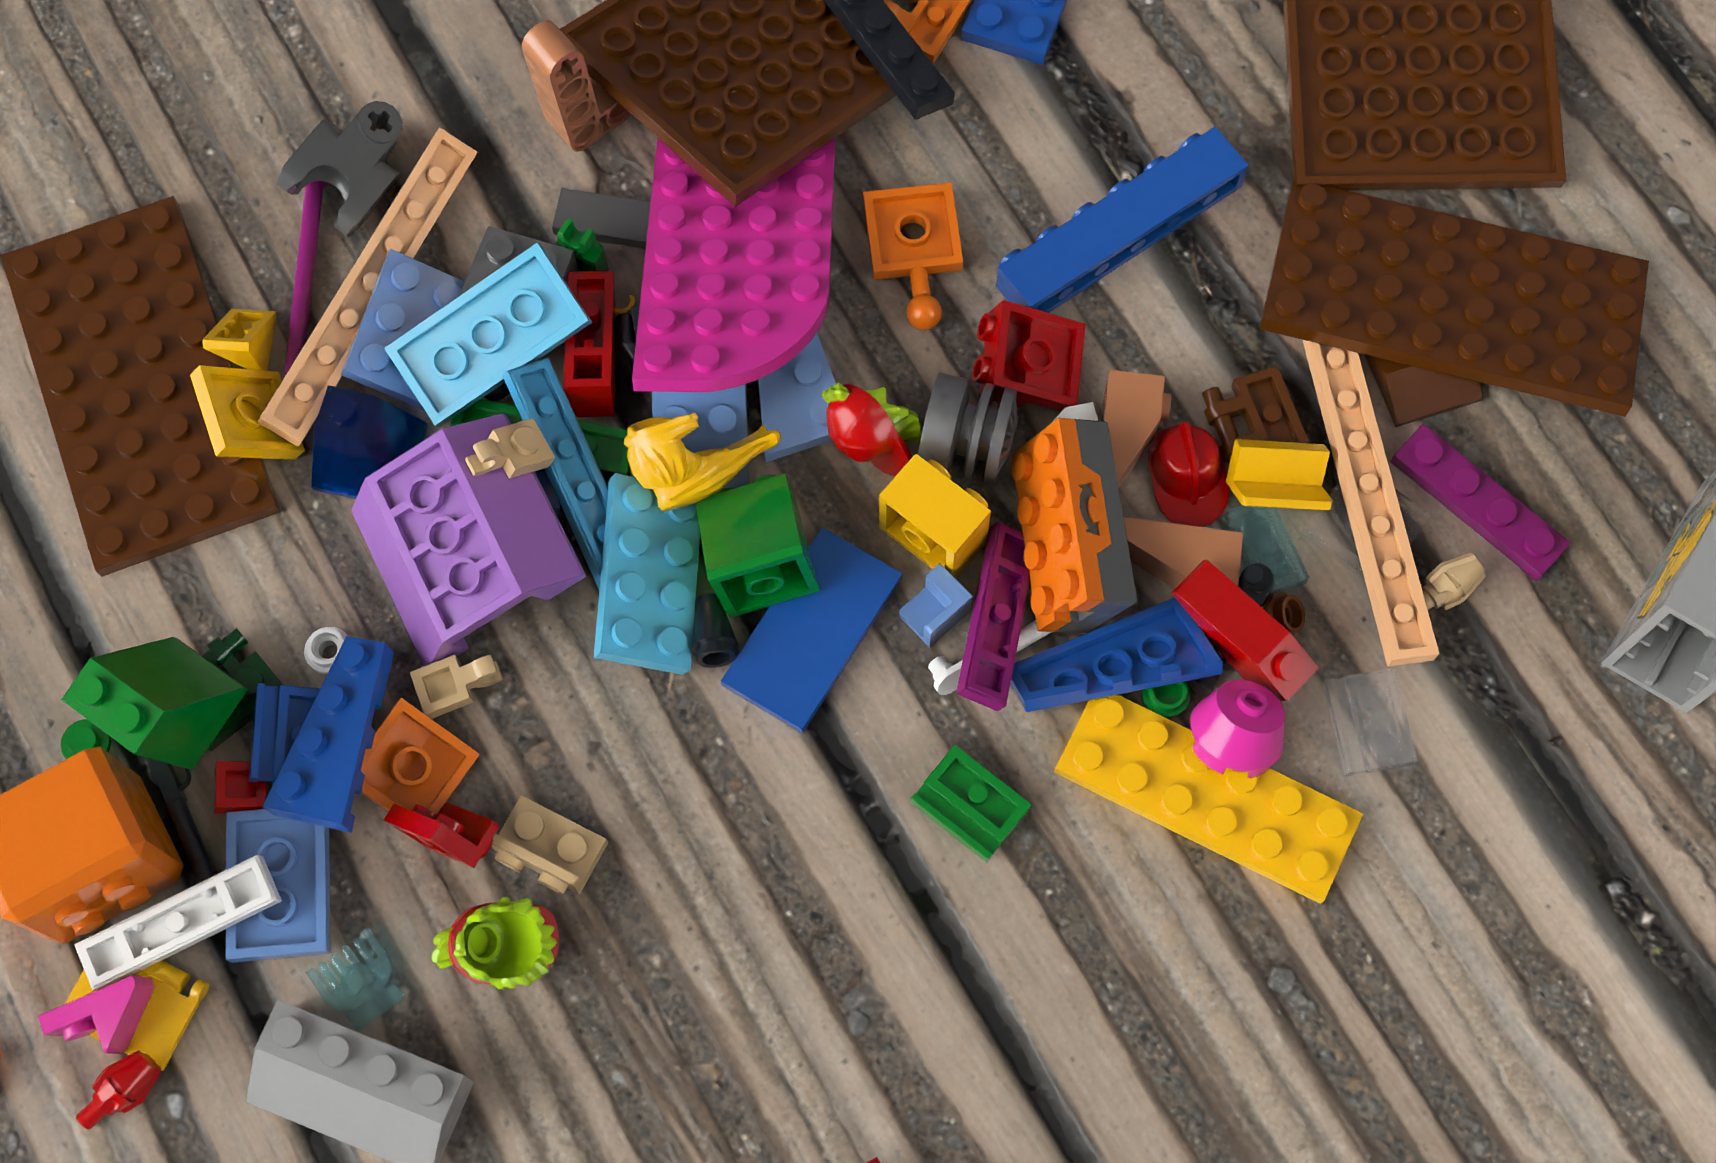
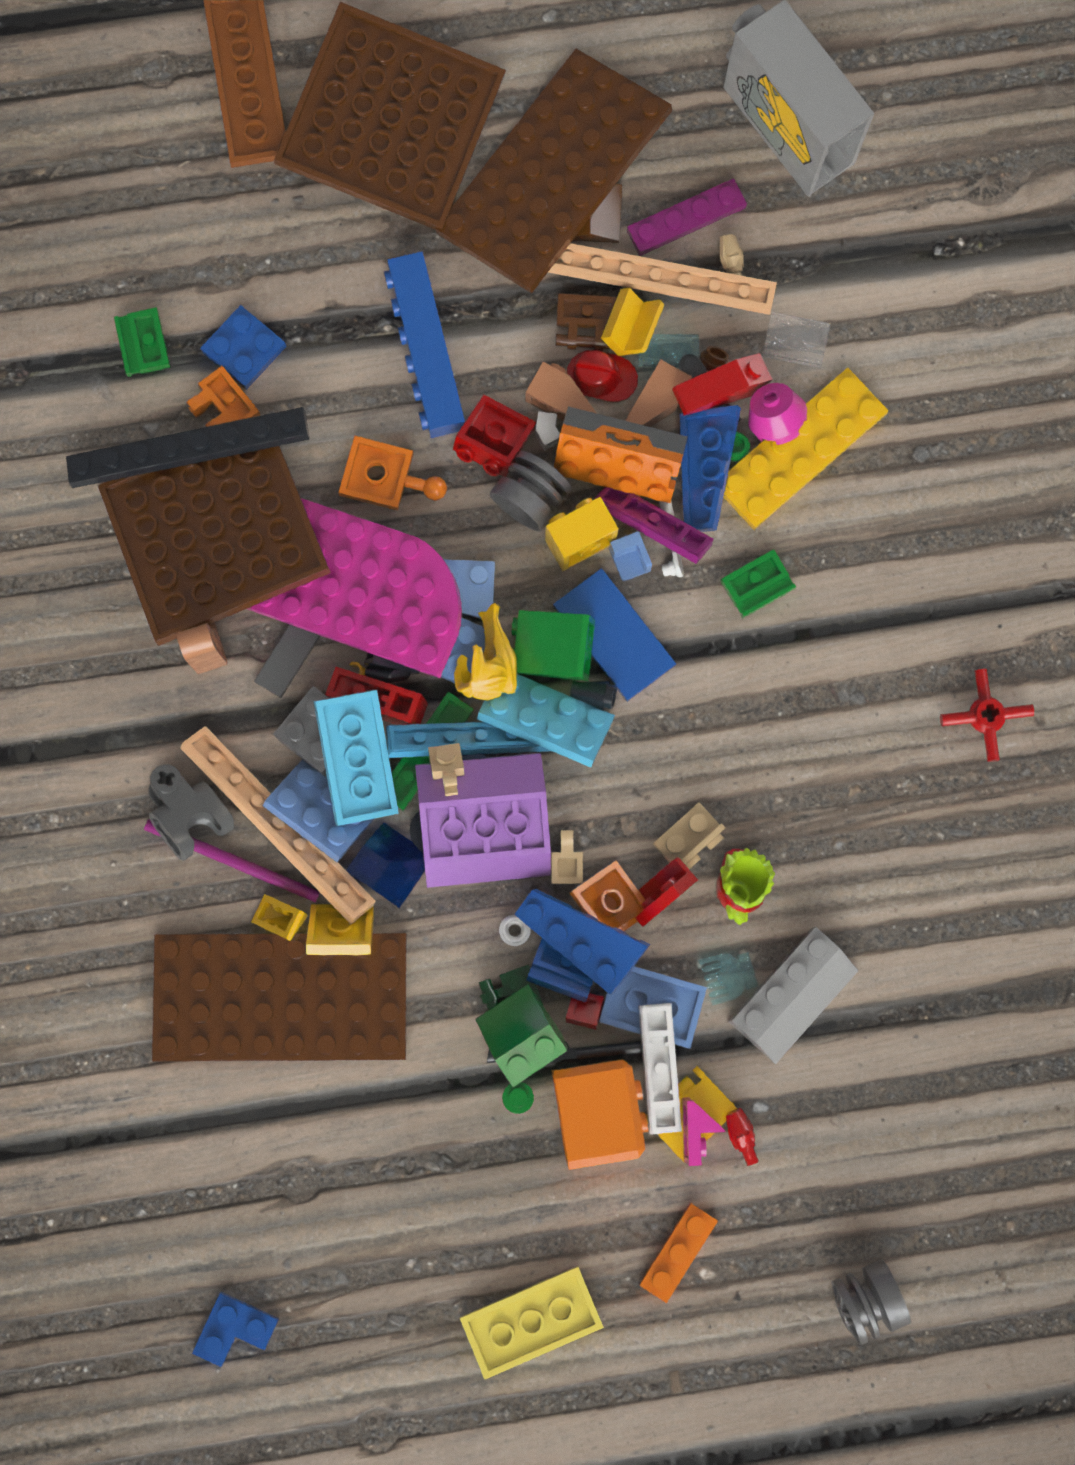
camera: 75 degrees left, 10 degrees up
(587, 249) = (307, 679): green plate -> none
(869, 427) = (508, 548): red hair -> none

